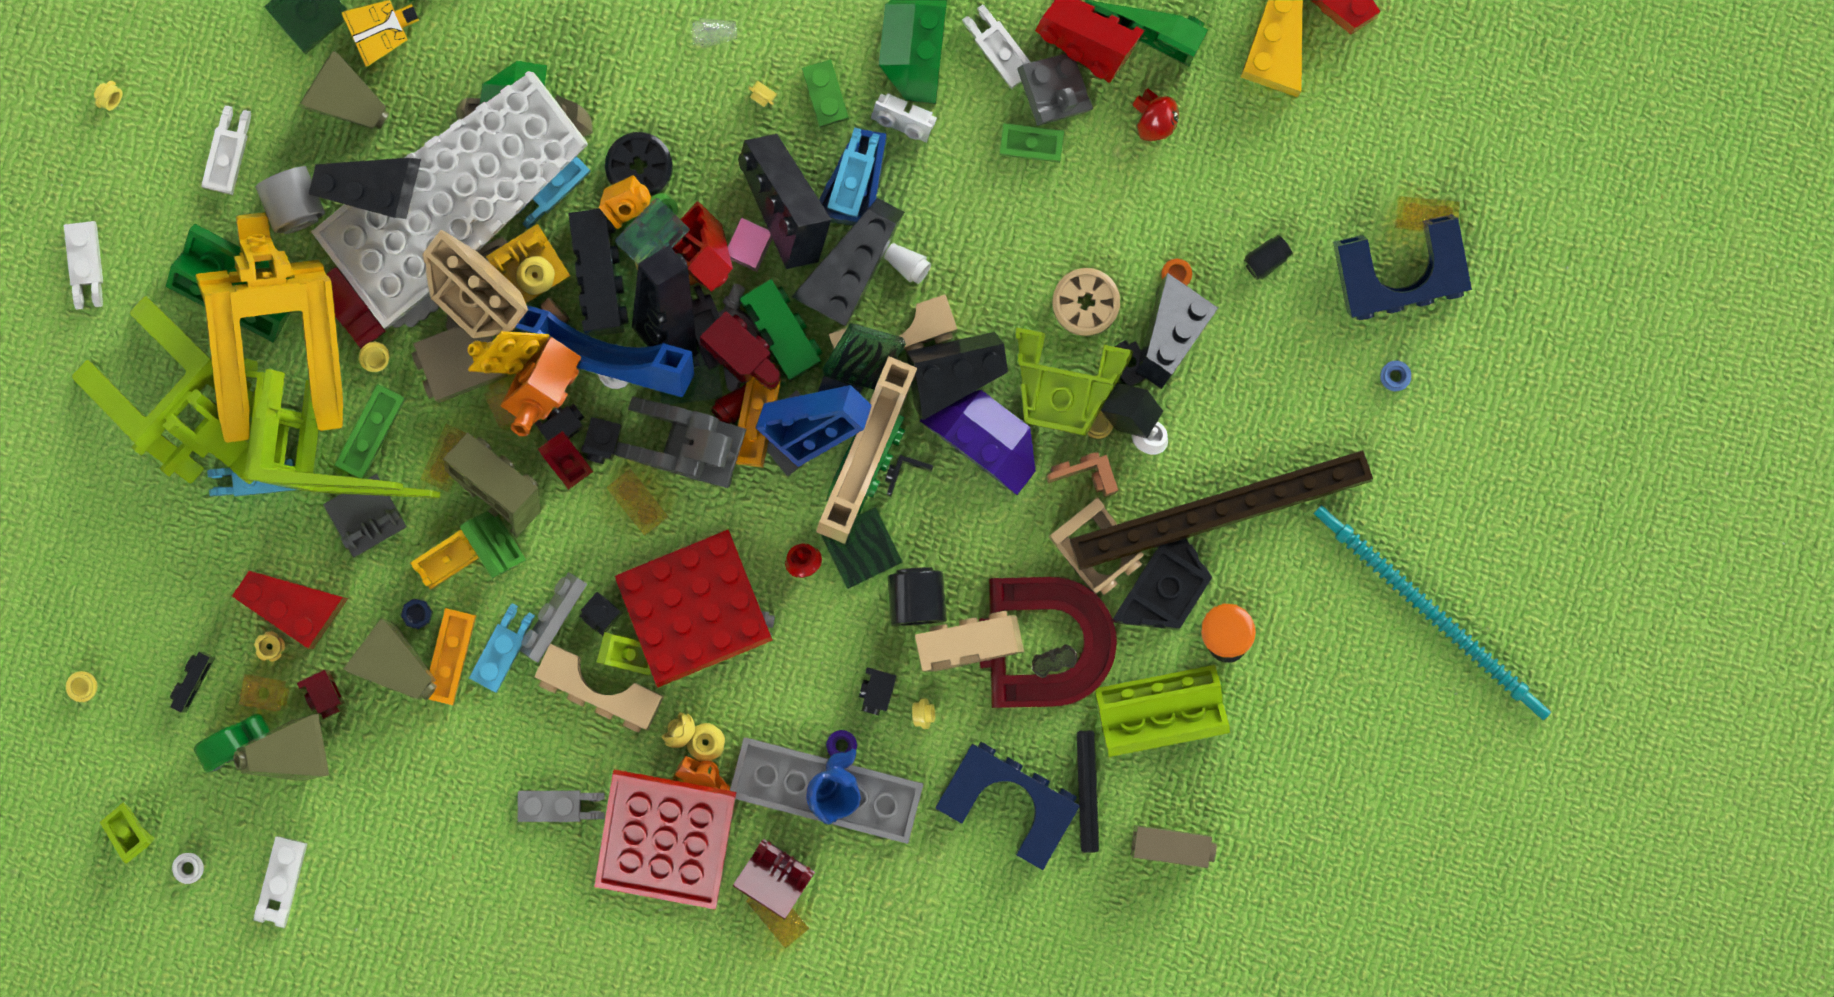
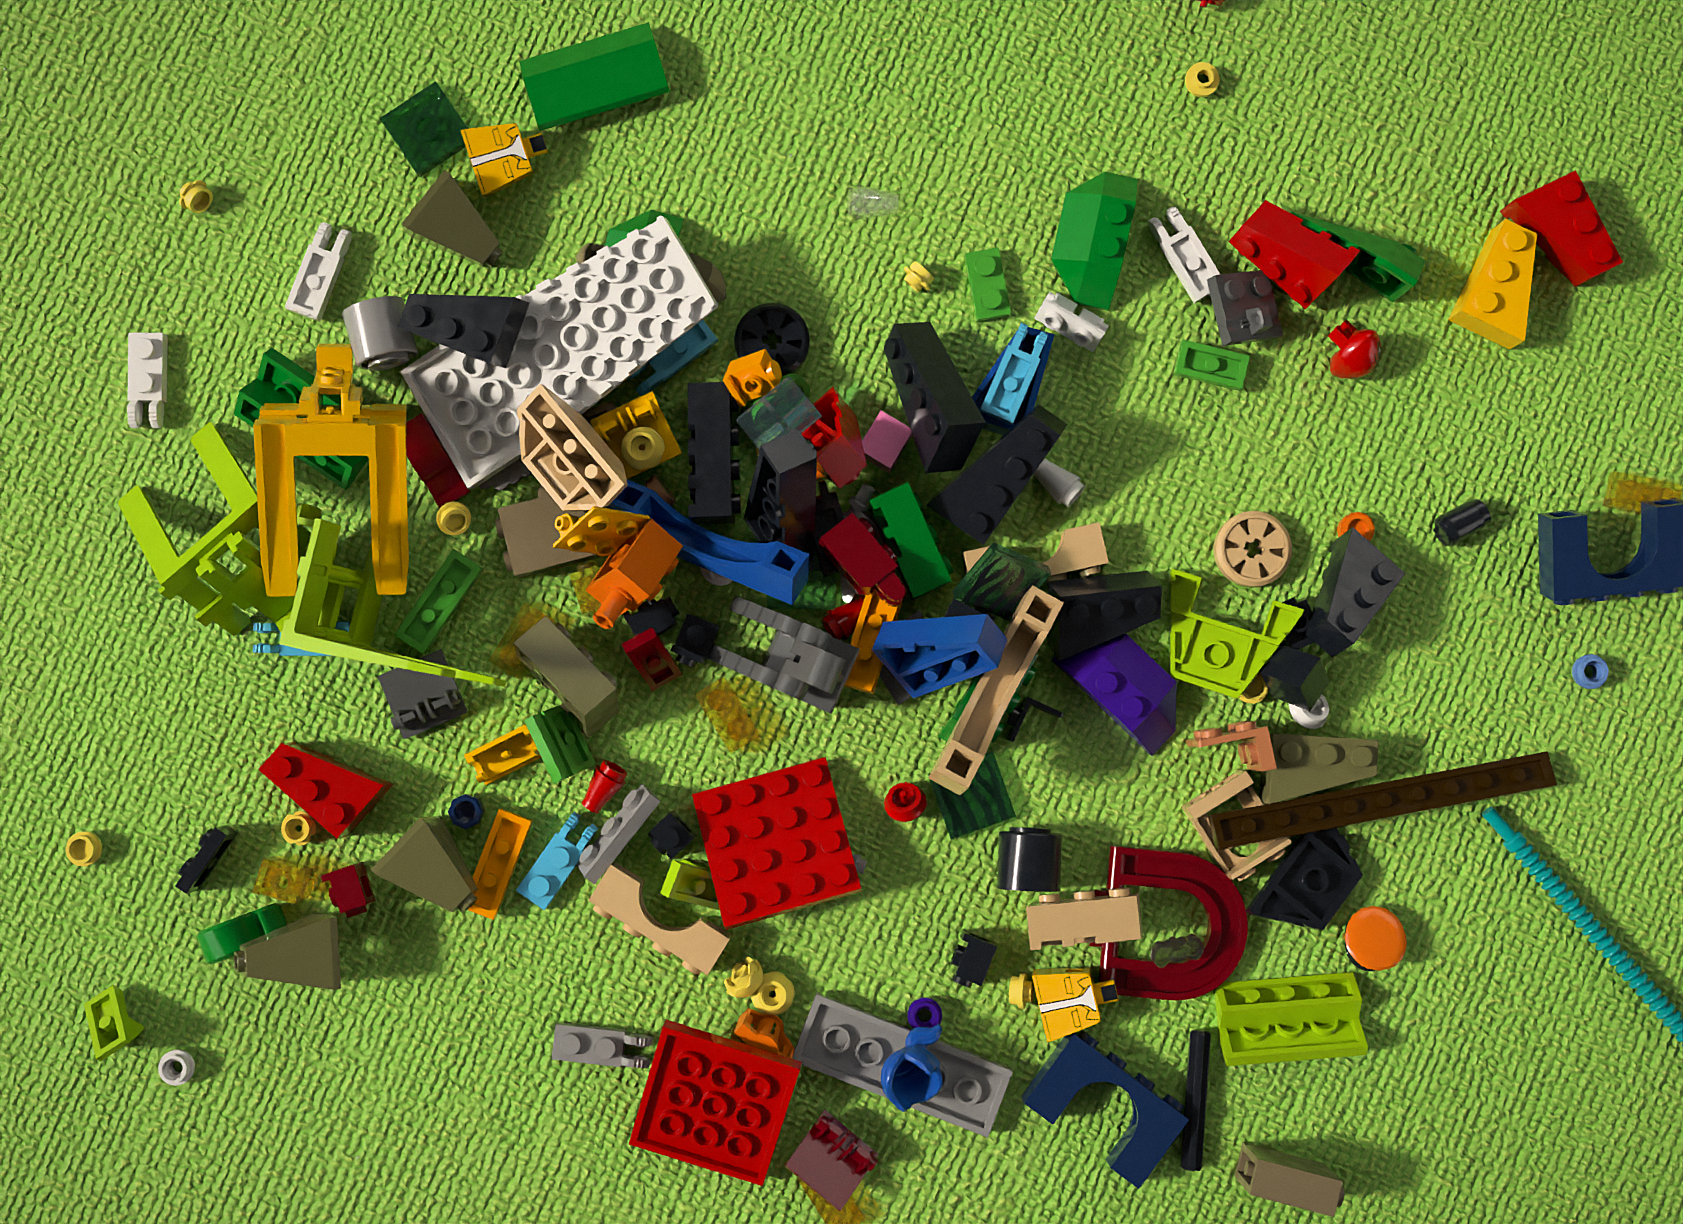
camera: 10 degrees right, 0 degrees up
(280, 880) = (278, 1093): white plate -> none
(535, 576) = (604, 784): none -> red cone
(966, 715) = (1070, 999): none -> yellow torso
(1158, 483) = (1315, 764): none -> olive wedge

